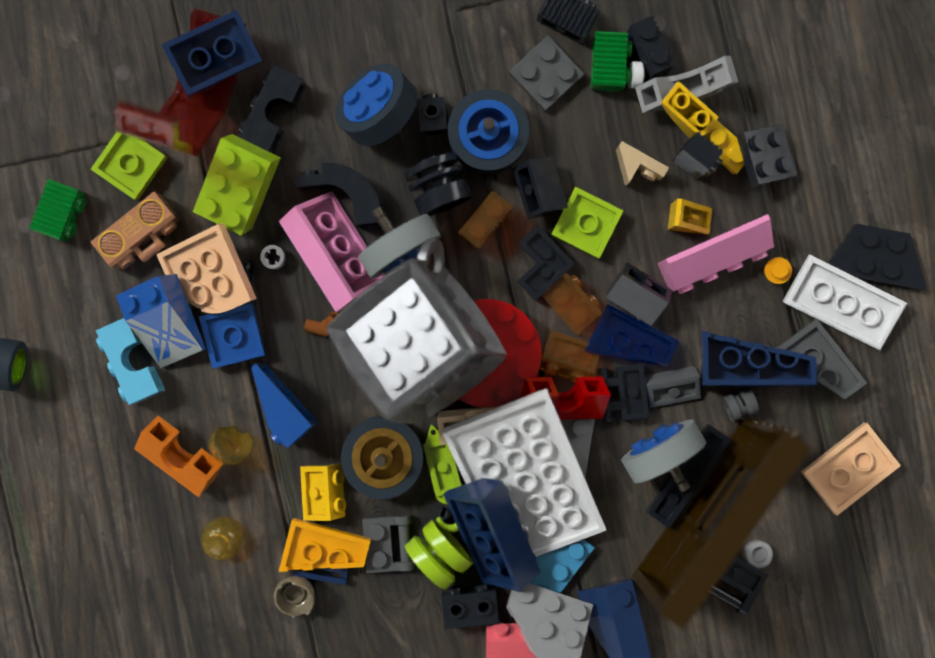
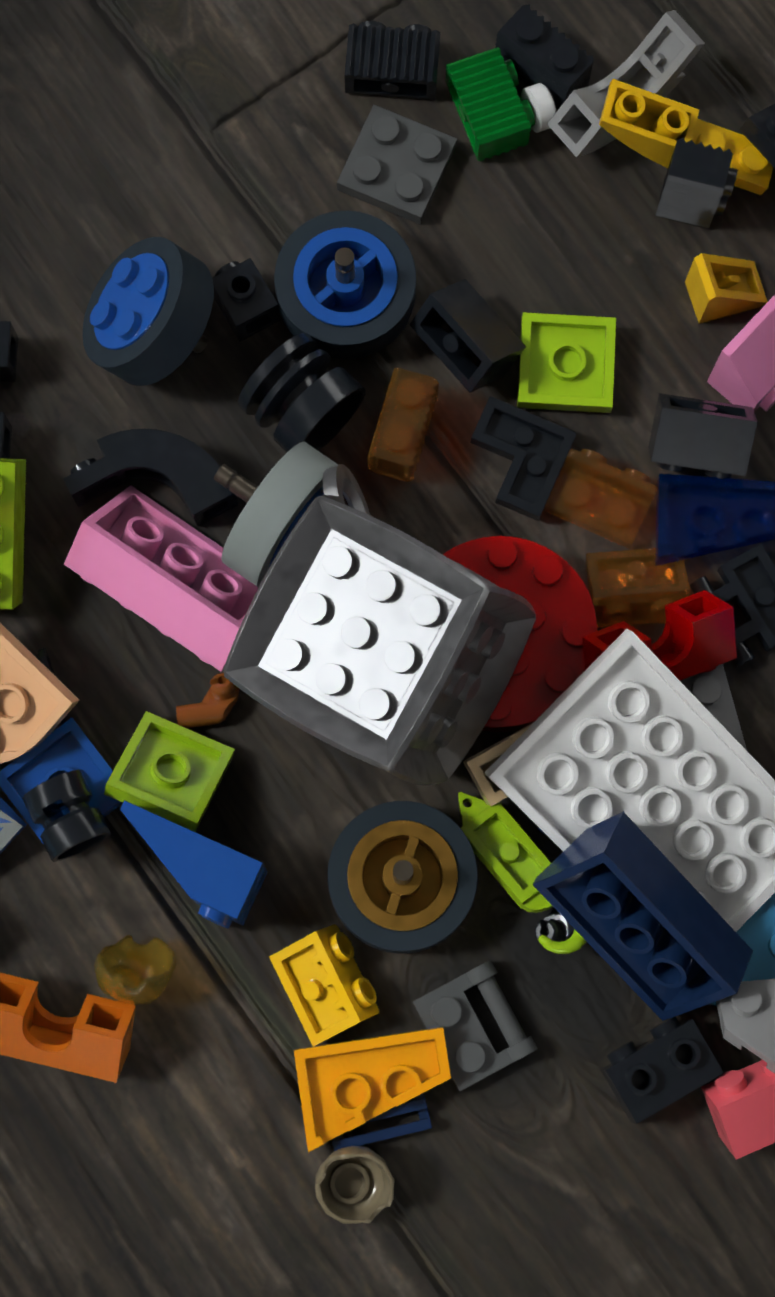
camera: 25 degrees left, 10 degrees down
(222, 538) = (185, 1141): clear yellow hair -> none
(224, 365) = (68, 833): none -> black wheel
(267, 263) = (88, 619): light grey bush -> none
(288, 353) = (169, 771): none -> lime plate
(438, 555) = (567, 1002): lime wheel -> none
(633, 159) = (595, 234): tan slope -> none

